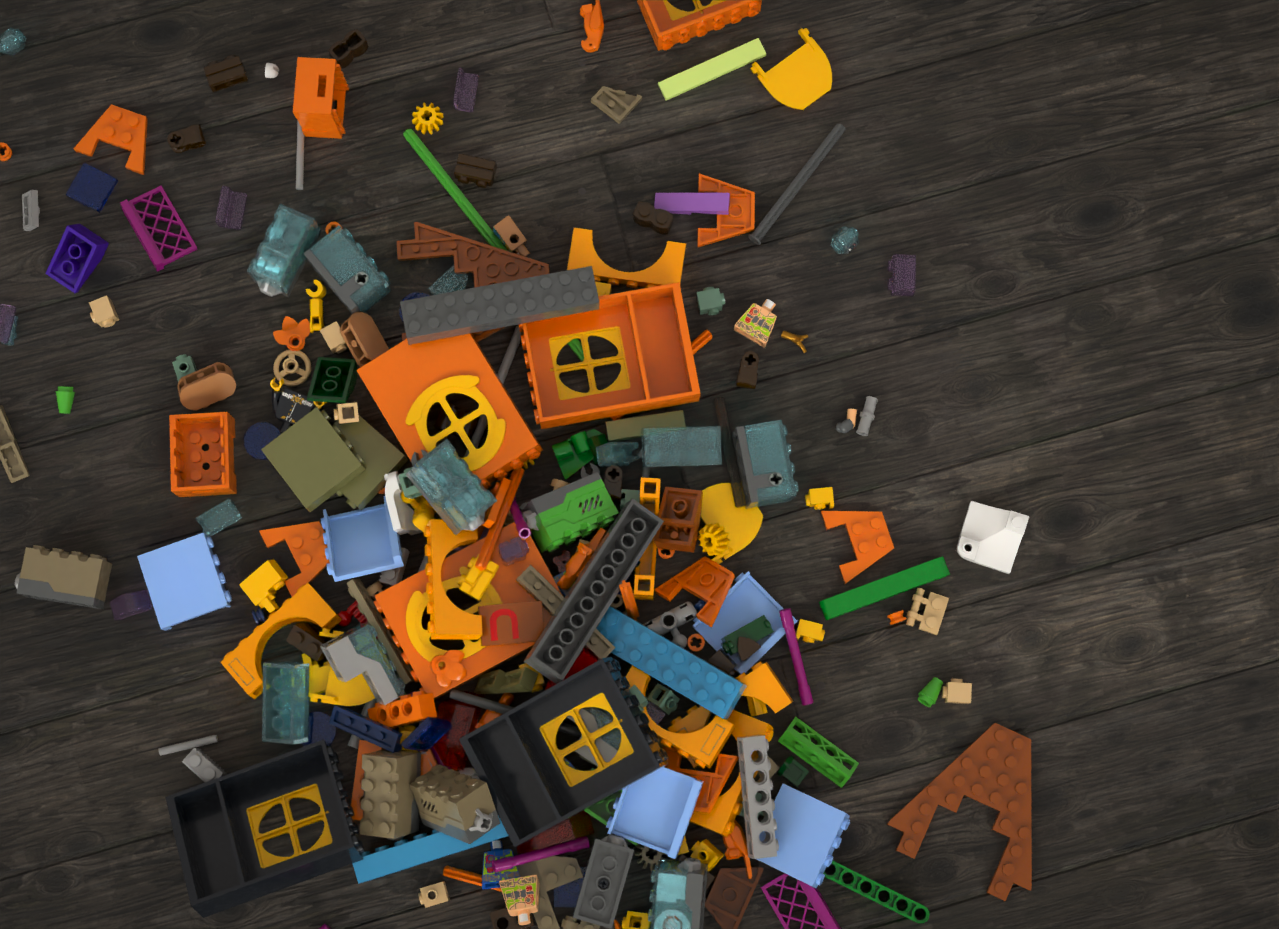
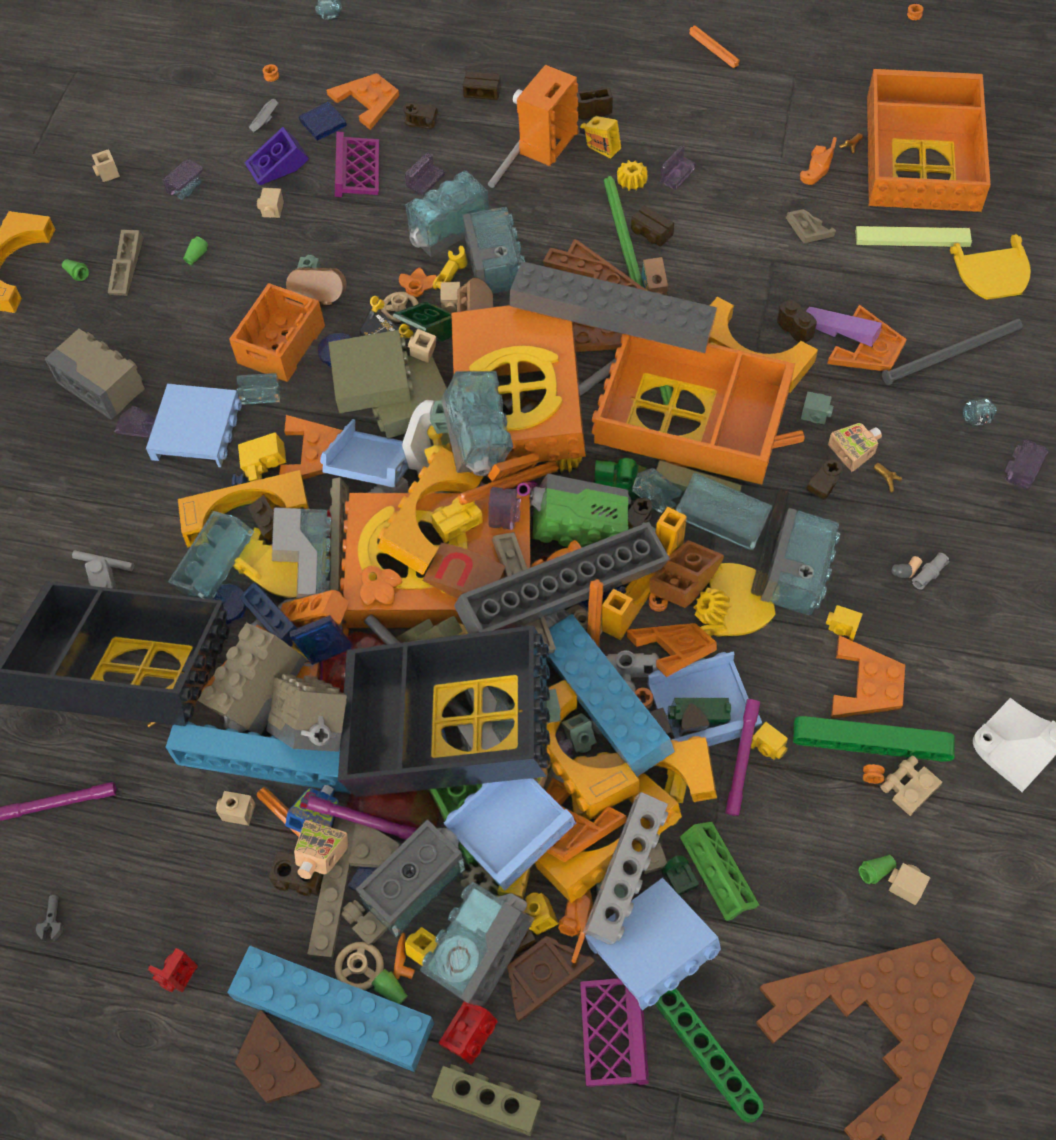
camera: 30 degrees right, 20 degrees down
(376, 85) = (602, 135): none -> yellow torso

